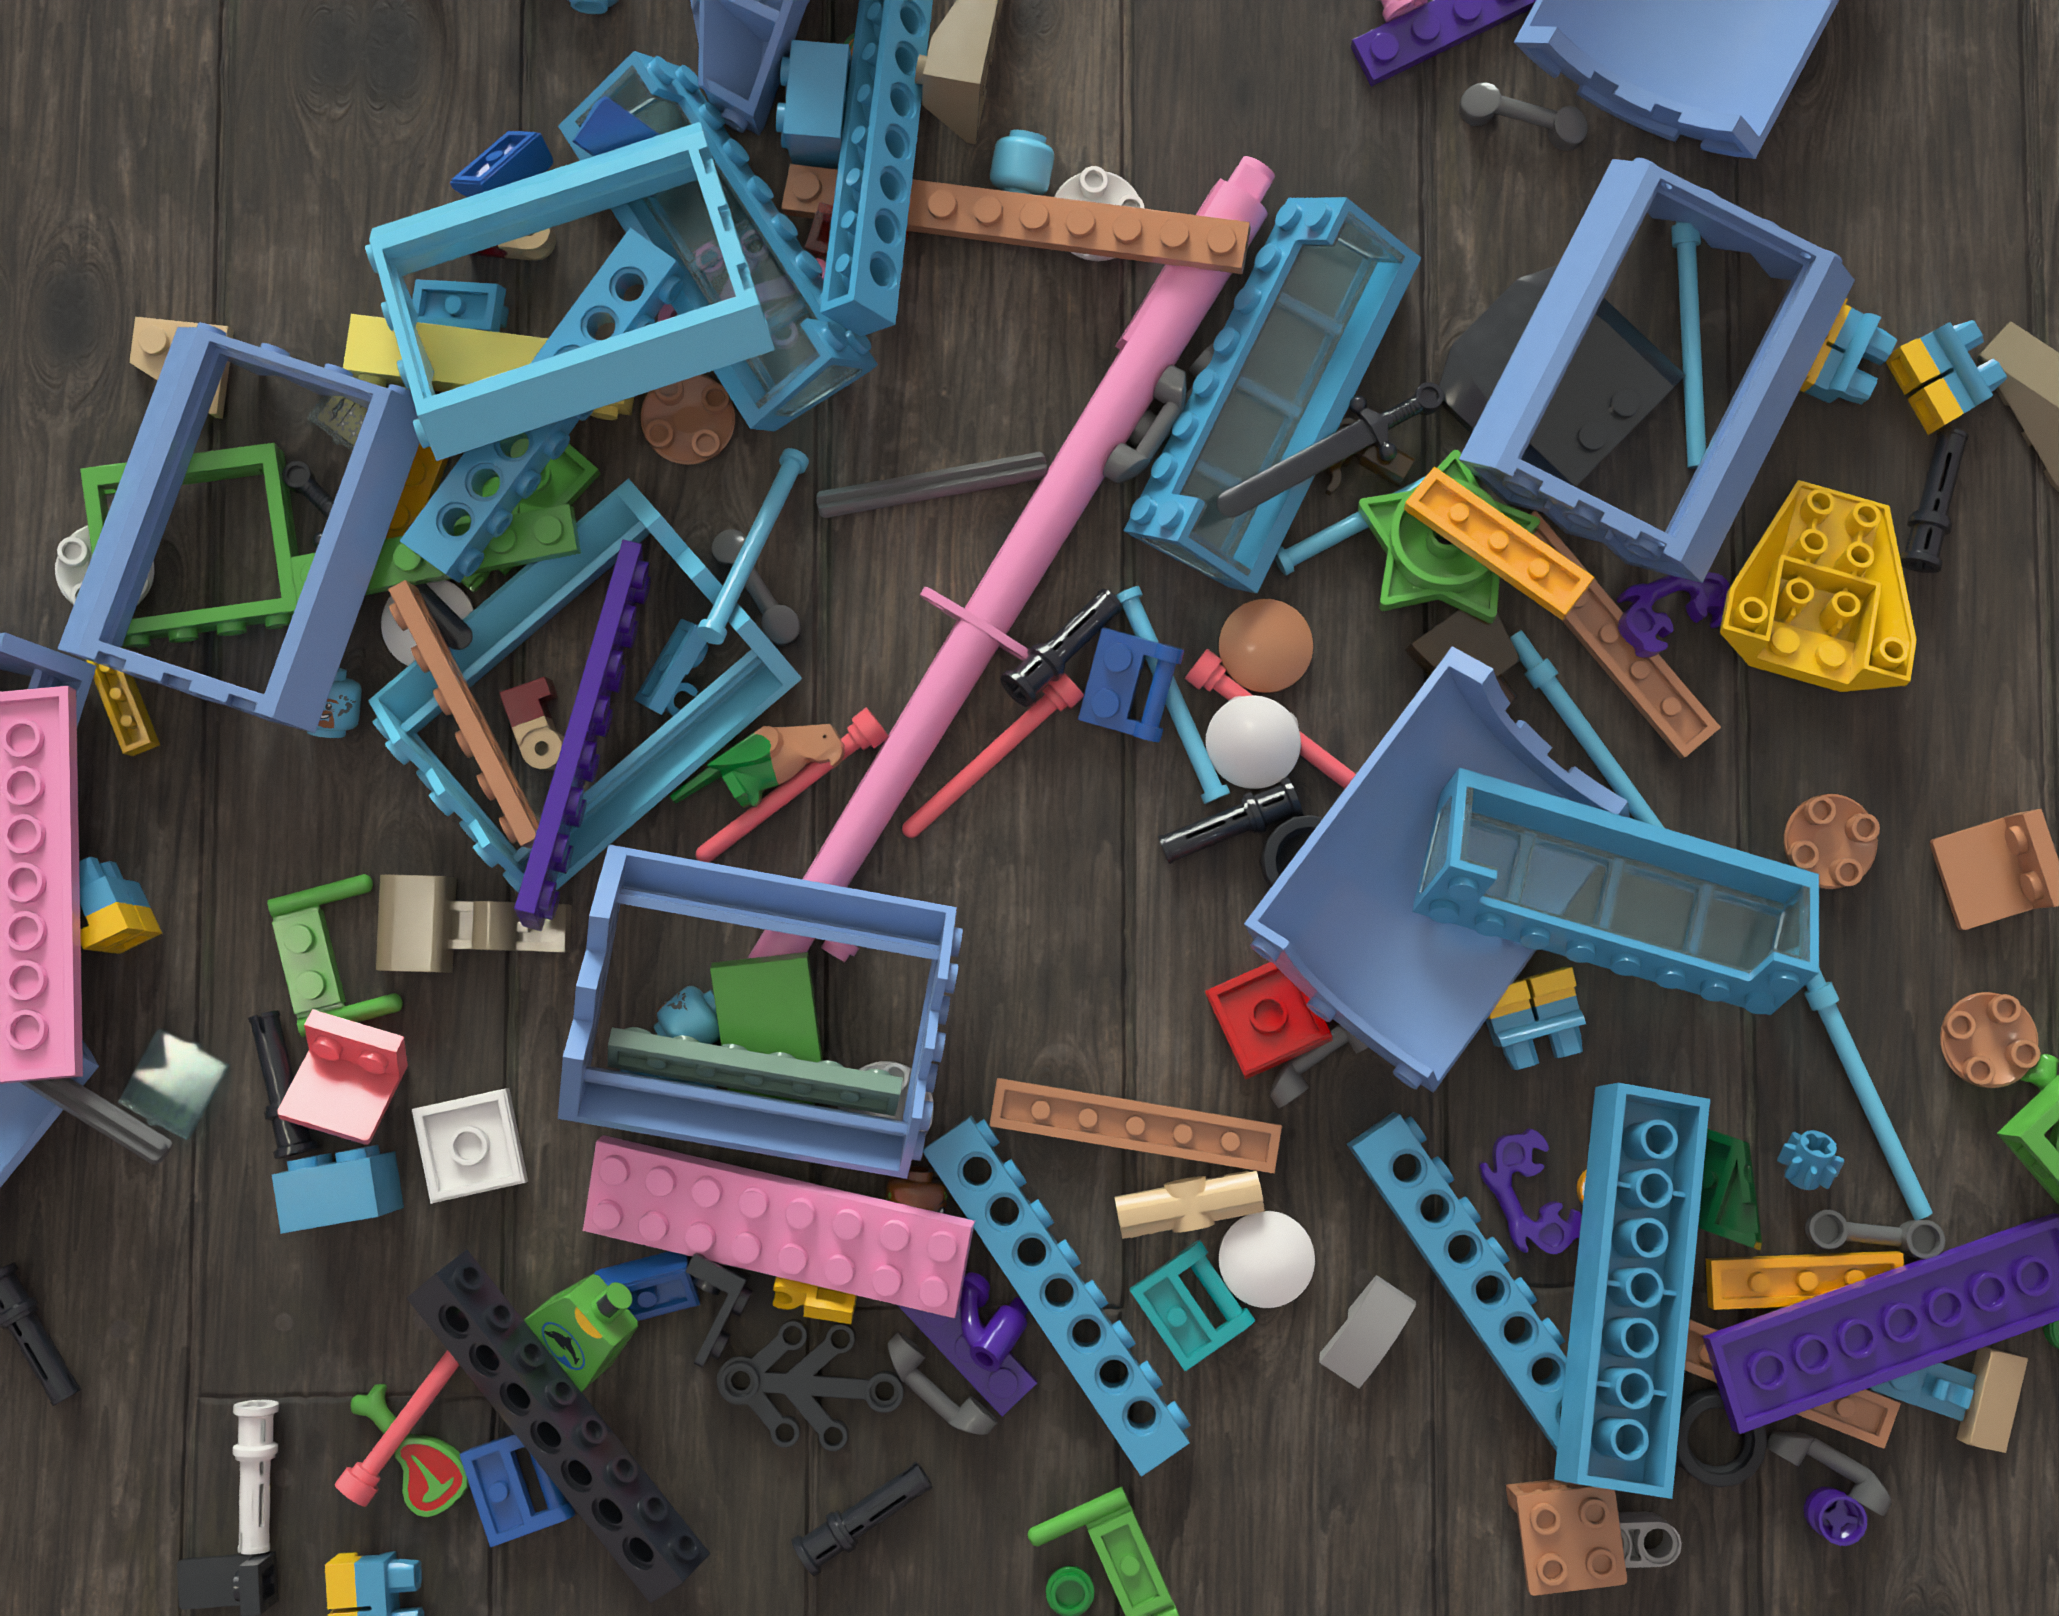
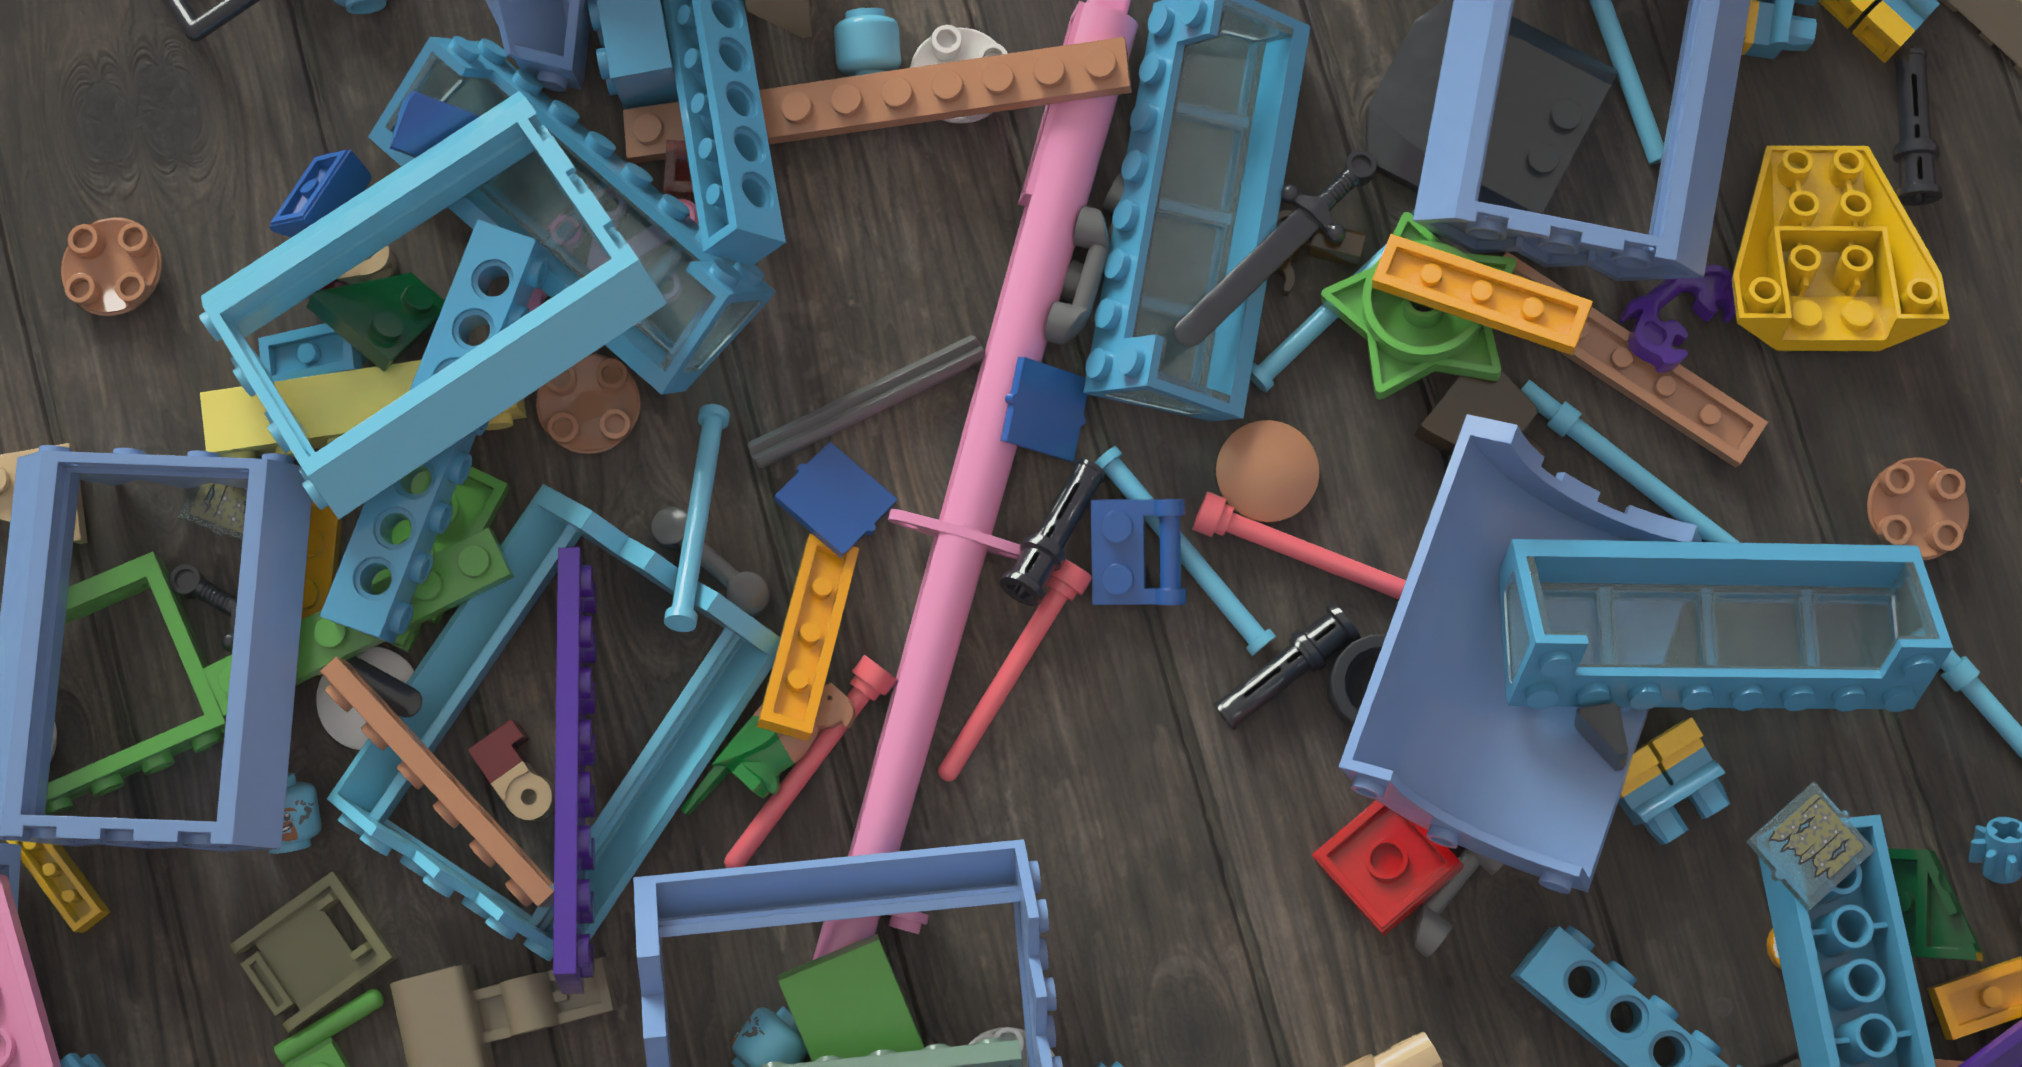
camera: 20 degrees left, 5 degrees down
(304, 179) = (110, 266): none -> nougat dish
(317, 830) = (307, 956): none -> olive container
(524, 288) = (380, 315): none -> dark green wing
(678, 657) = (649, 655): dark azure plate -> none
(820, 678) = (807, 640): none -> light orange plate
(879, 564) = (835, 499): none -> blue piece
(1085, 536) = (1045, 409): none -> blue piece
(1135, 1125) = (1280, 1020): nougat plate -> none
(1253, 741) = (1285, 575): white dish -> none
(1490, 958) = (1604, 732): none -> black slope
(1514, 1154) = (1692, 935): dark purple helmet -> none
(1639, 1108) = (1810, 846): none -> piece

